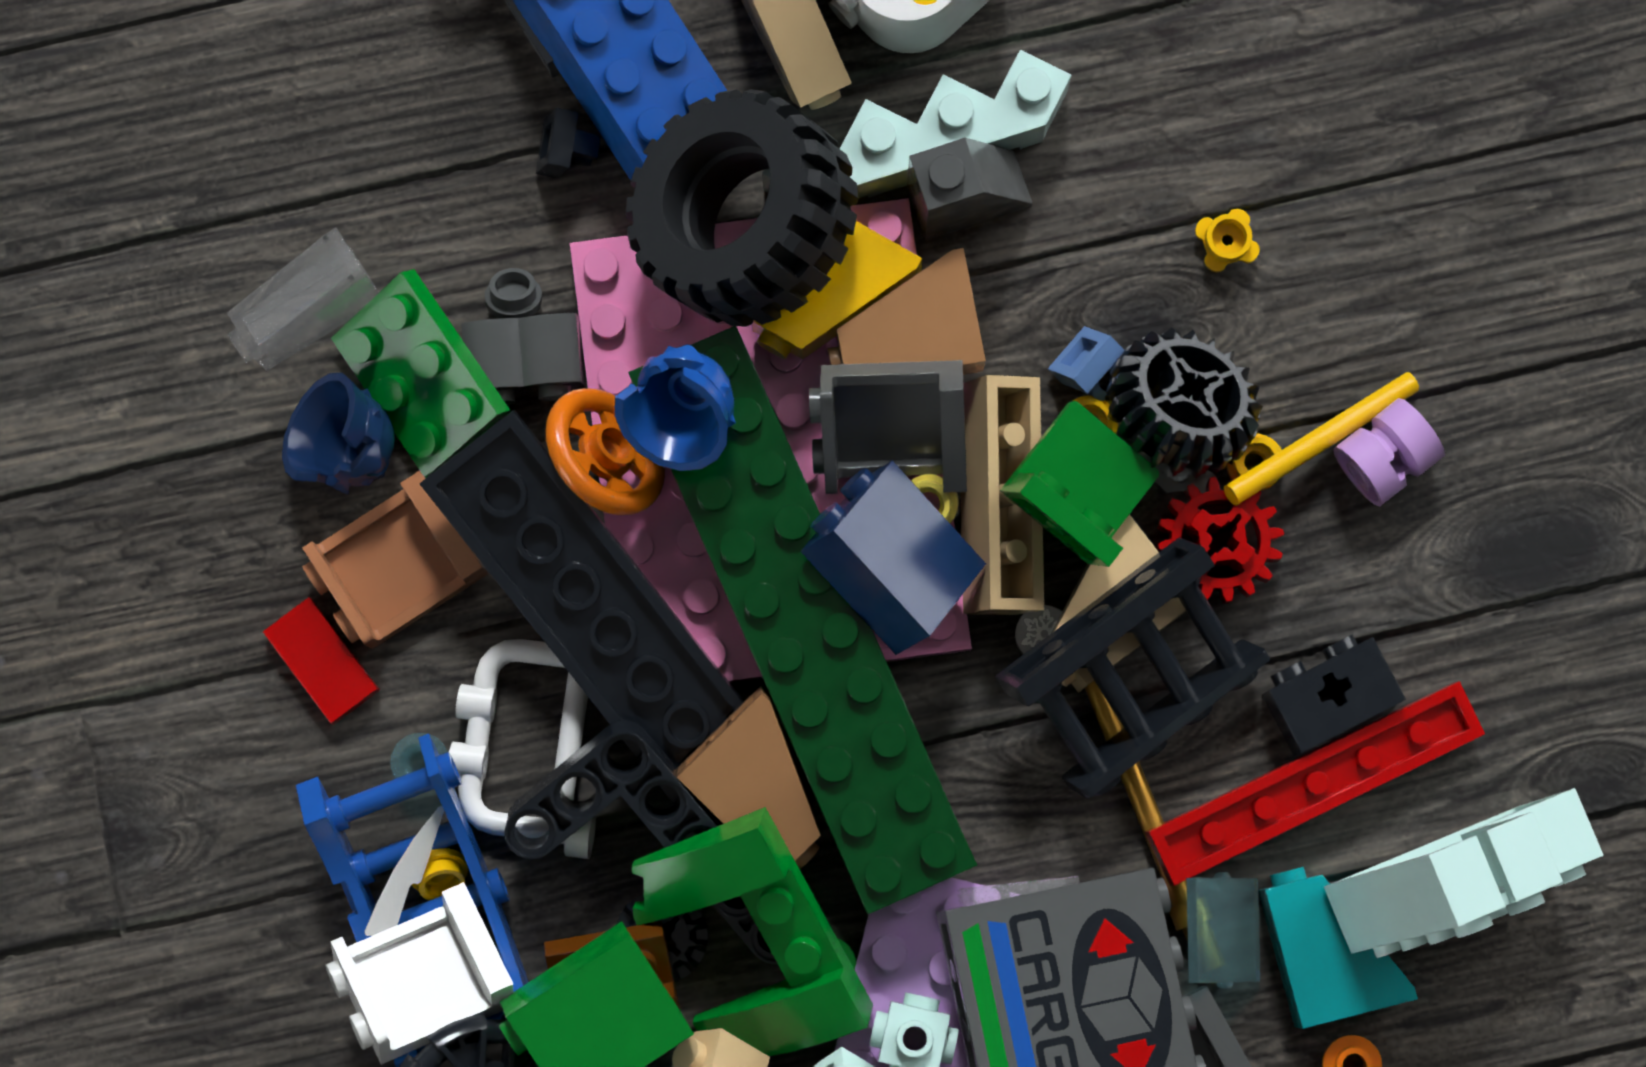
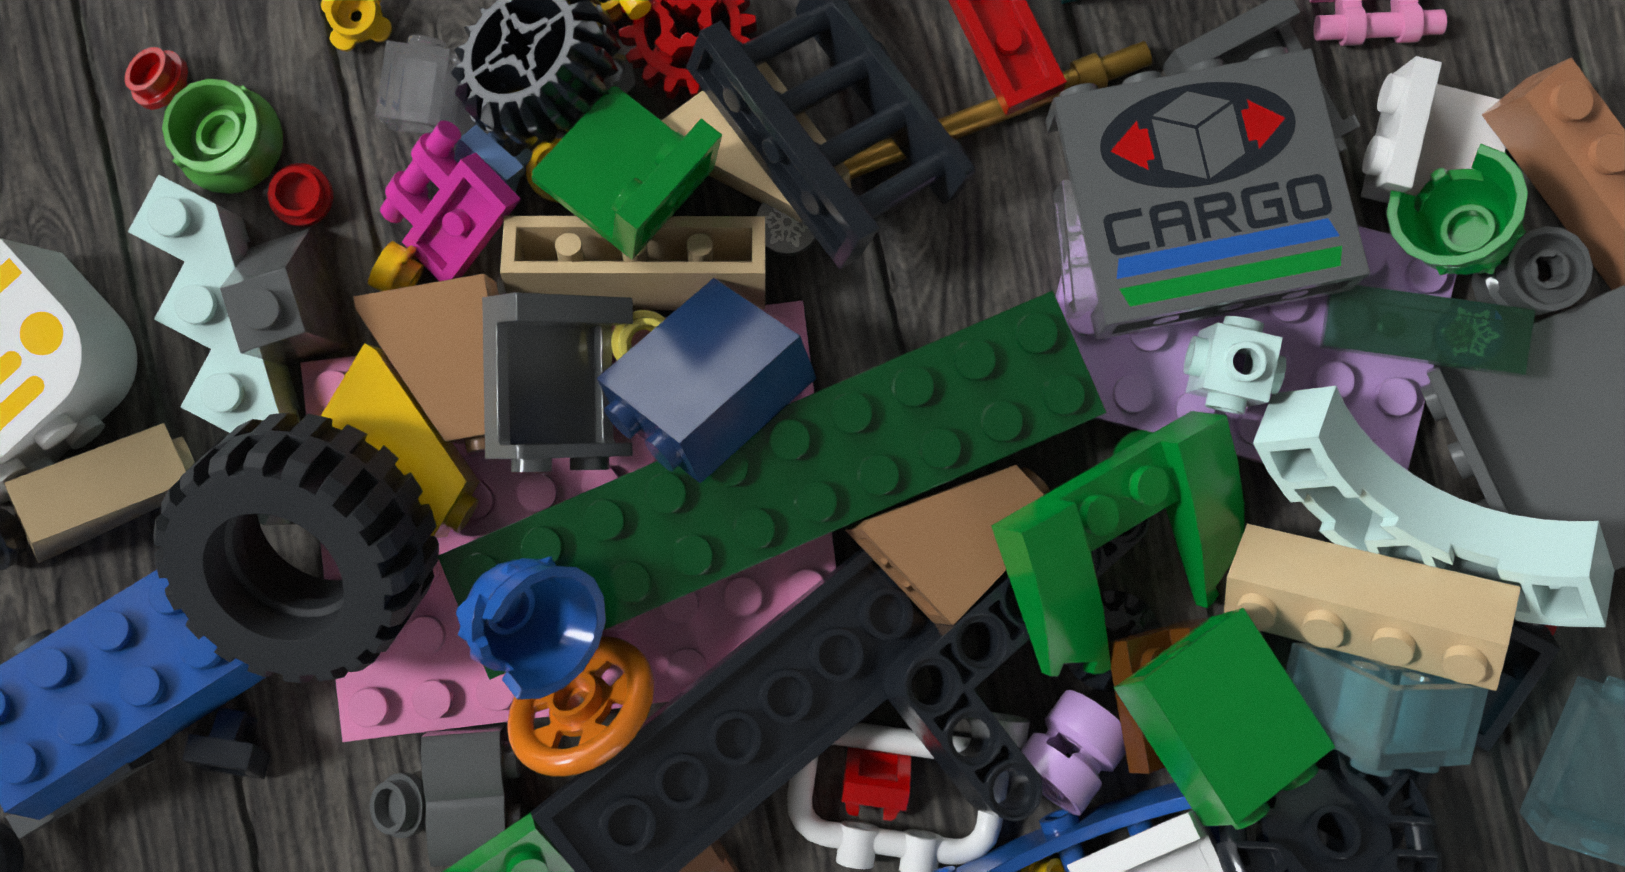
camera: 90 degrees left, 5 degrees up
(535, 718) = (876, 781): none -> red tile
(561, 895) = (1087, 734): none -> lavender wheel
(993, 281) = (395, 268): none -> yellow plate
(1041, 339) = (461, 215): none -> dark pink plate
(1061, 194) = (300, 195): none -> red plate
(1114, 125) = (222, 135): none -> bright green piece
(1160, 299) = (417, 85): none -> clear brick
(1164, 65) = (156, 77): none -> red plate
(1223, 930) = (1111, 35): clear light blue piece -> none

